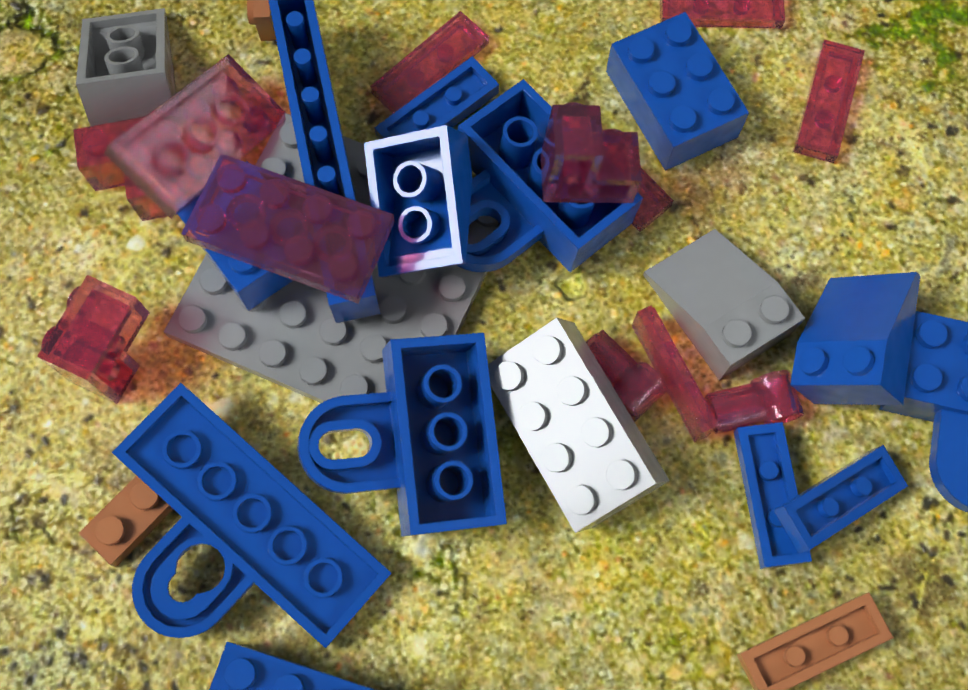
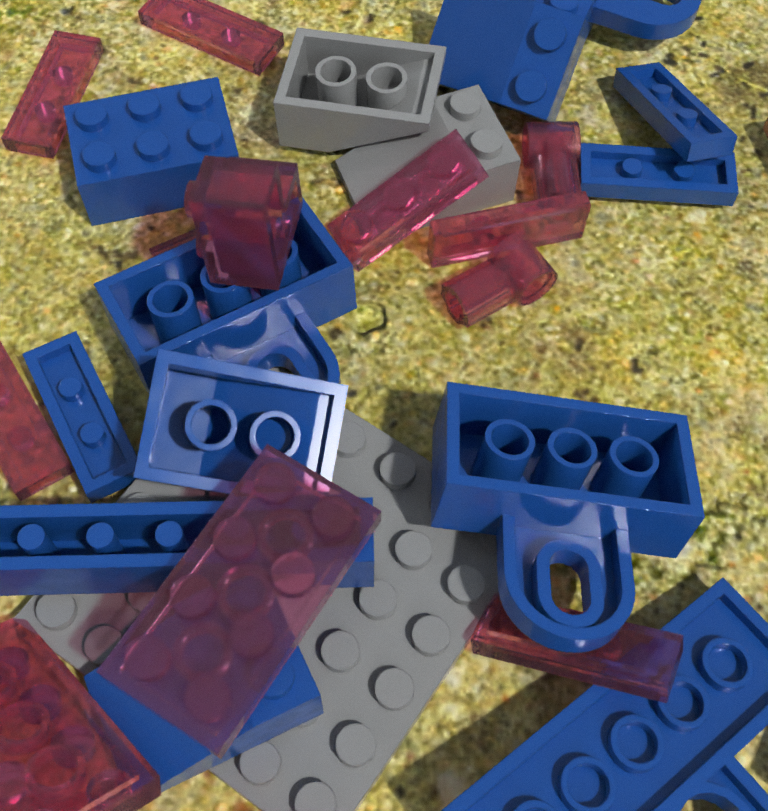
camera: 80 degrees left, 10 degrees down
(304, 503) = (633, 662): none -> clear pink tile
(574, 425) = (568, 322): brick -> none
(673, 287) = (407, 200): none -> clear pink plate
(775, 221) = (355, 90): none -> light grey slope

